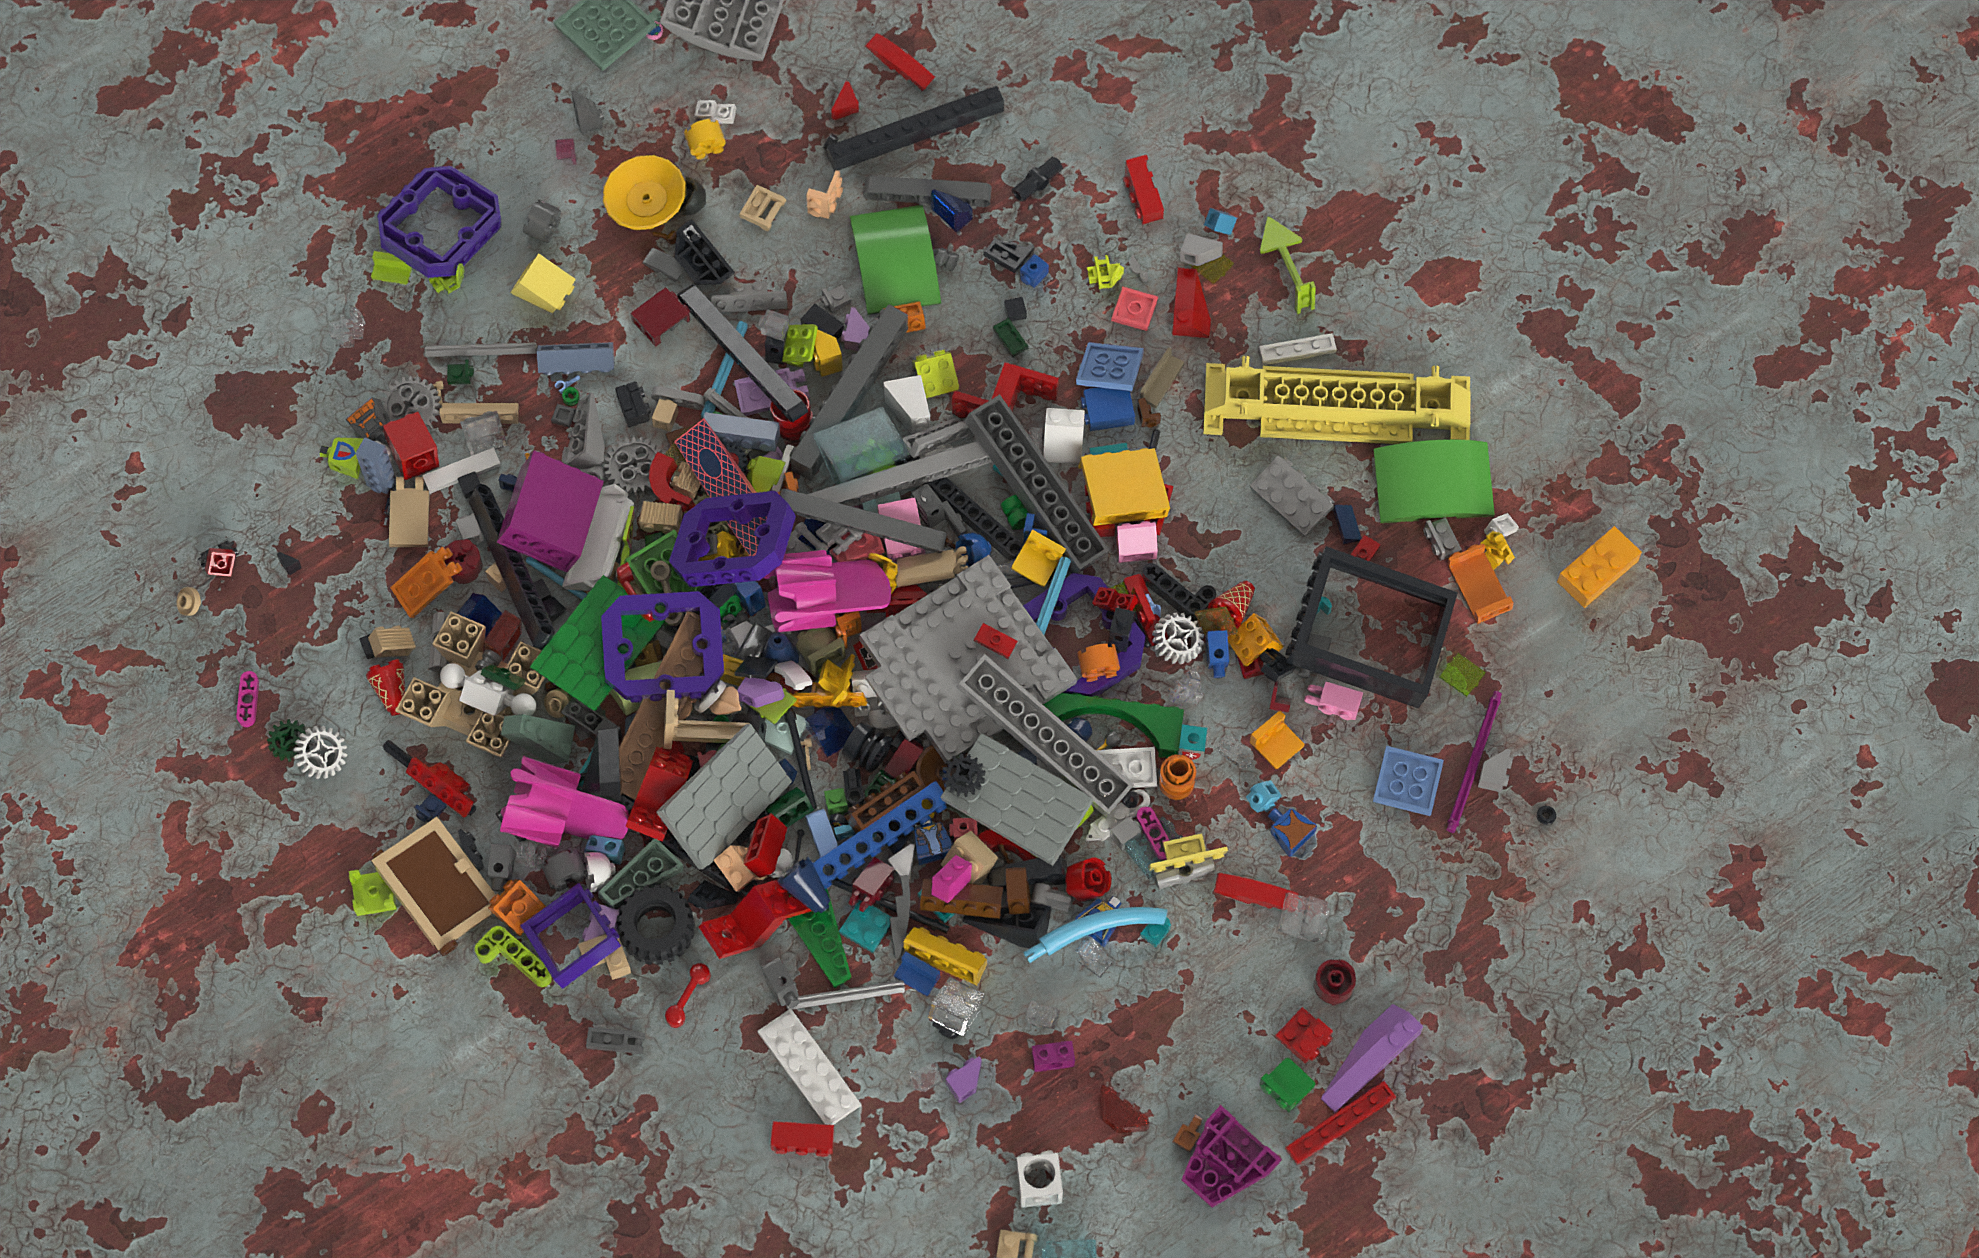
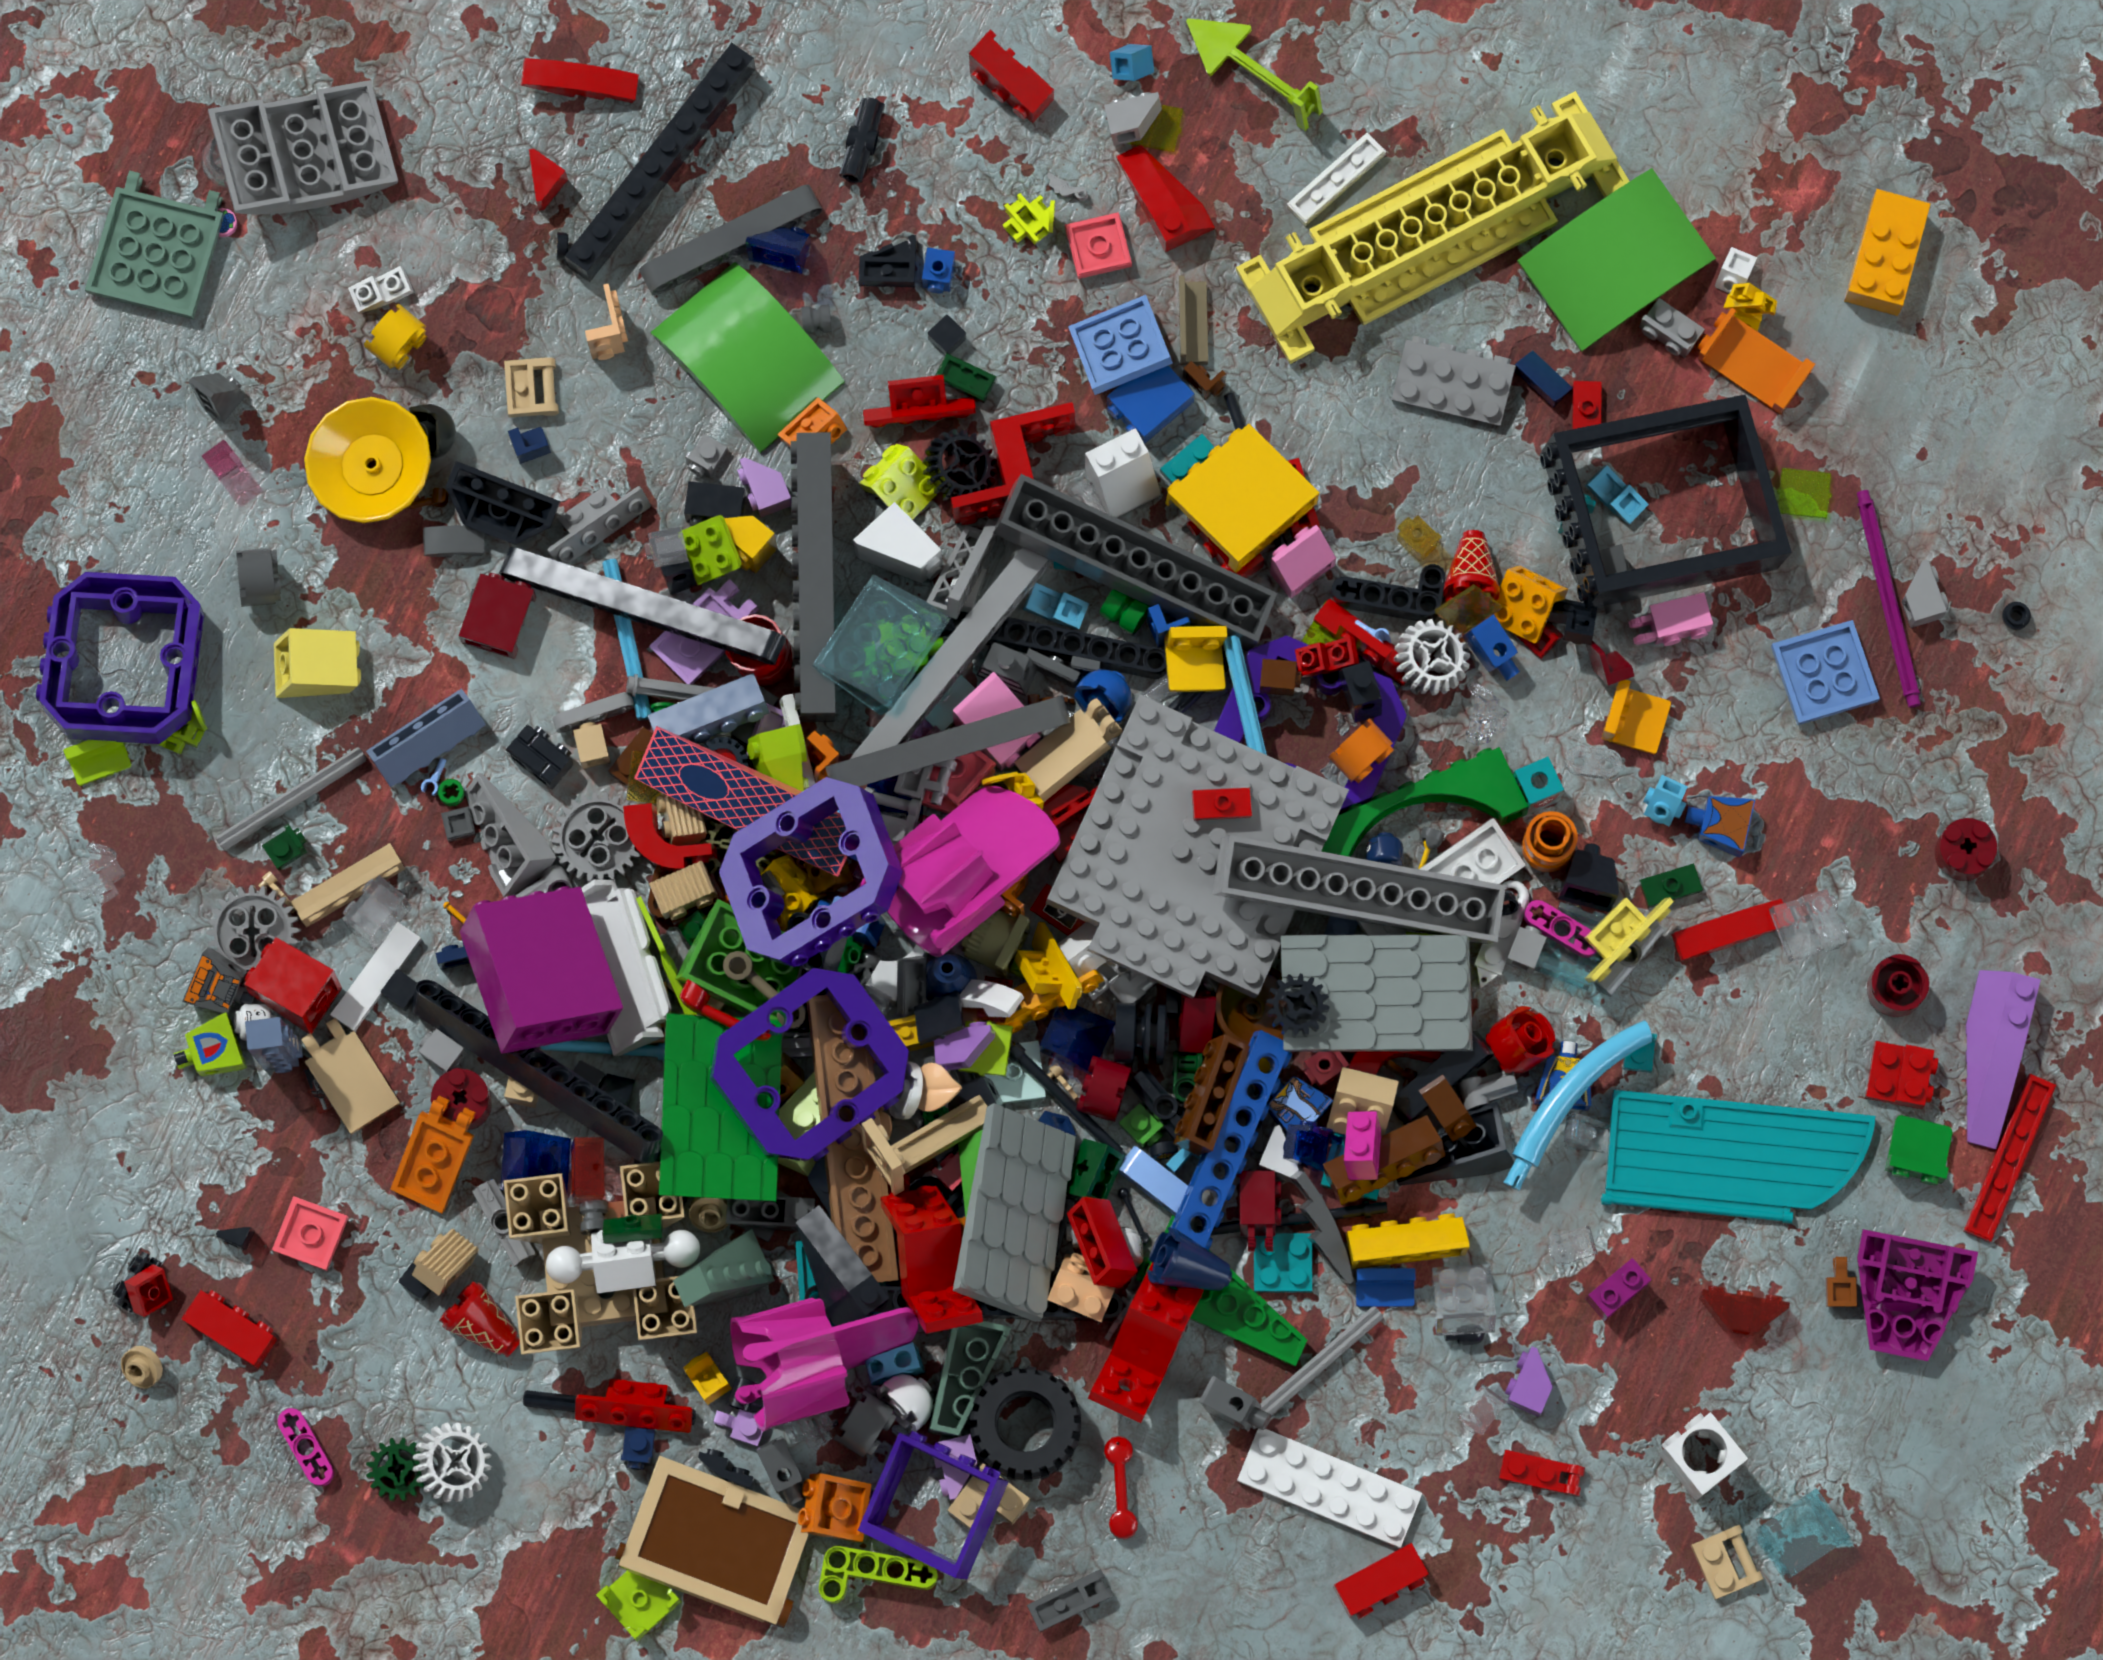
camera: 30 degrees left, 10 degrees up
(251, 609) = (230, 1327): none -> red brick
(329, 585) = (310, 1233): none -> coral plate
(494, 792) = (706, 1377): none -> yellow bracket
(494, 833) = (743, 1426): none -> lavender plate
(711, 896) = (1070, 1345): black wing -> none
(739, 237) = (529, 444): none -> dark blue panel
(826, 765) = (1104, 1089): none -> dark red brick
(922, 863) = (1308, 1144): none -> clear blue bracket
(938, 1134) = (1540, 1473): none -> red plate
(972, 527) = (1084, 665): none -> dark grey tile
(975, 333) = (918, 400): none -> red bracket
(977, 368) = (952, 446): none -> black gear
(978, 489) = (1056, 606): none -> medium azure slope
(1078, 595) = (1279, 677): none -> reddish brown brick
(1171, 1020) = (1729, 1155): none -> teal door
(1188, 813) = (1590, 879): none -> black torso
(1212, 574) = (1418, 547): none -> clear yellow brick
(1238, 848) = (1673, 884): none -> dark green plate
(1348, 612) = (1616, 495): none -> medium azure slope
(1427, 917) = (1975, 836): none -> dark red brick

